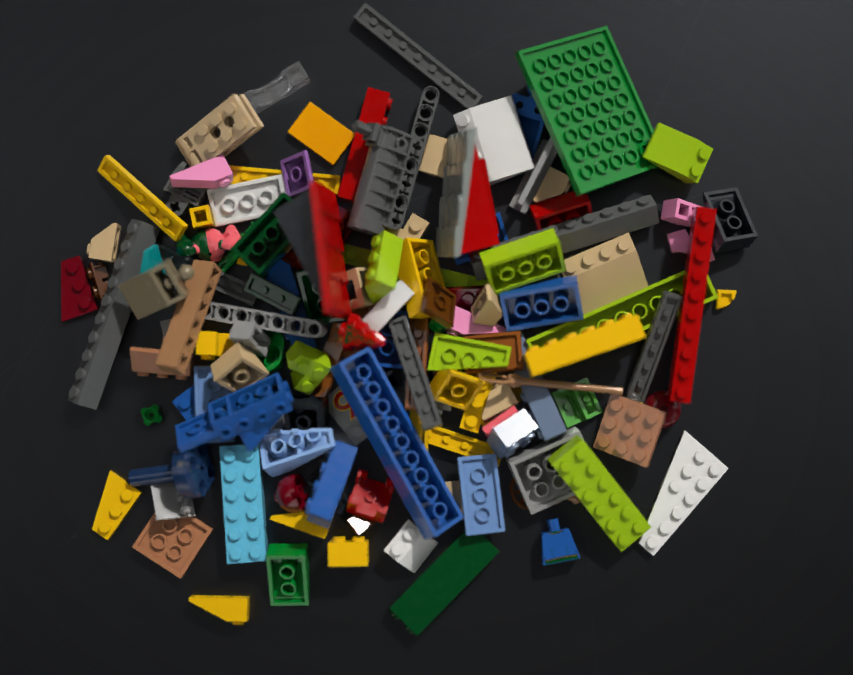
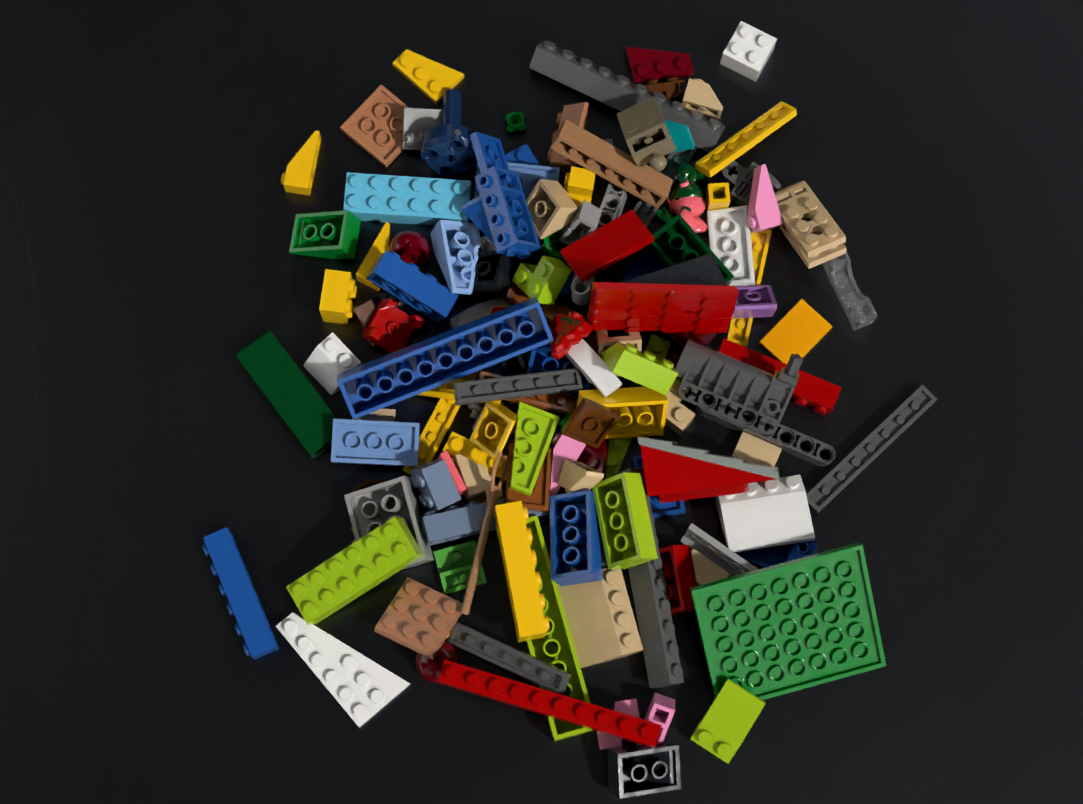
camera: 95 degrees right, 10 degrees down
(51, 206) = (748, 51): none -> white brick
(271, 310) = (607, 246): none -> red tile
(557, 544) = (306, 521): blue torso -> none
(630, 591) = (240, 593): none -> blue brick
(724, 298) = (553, 754): yellow tile -> none

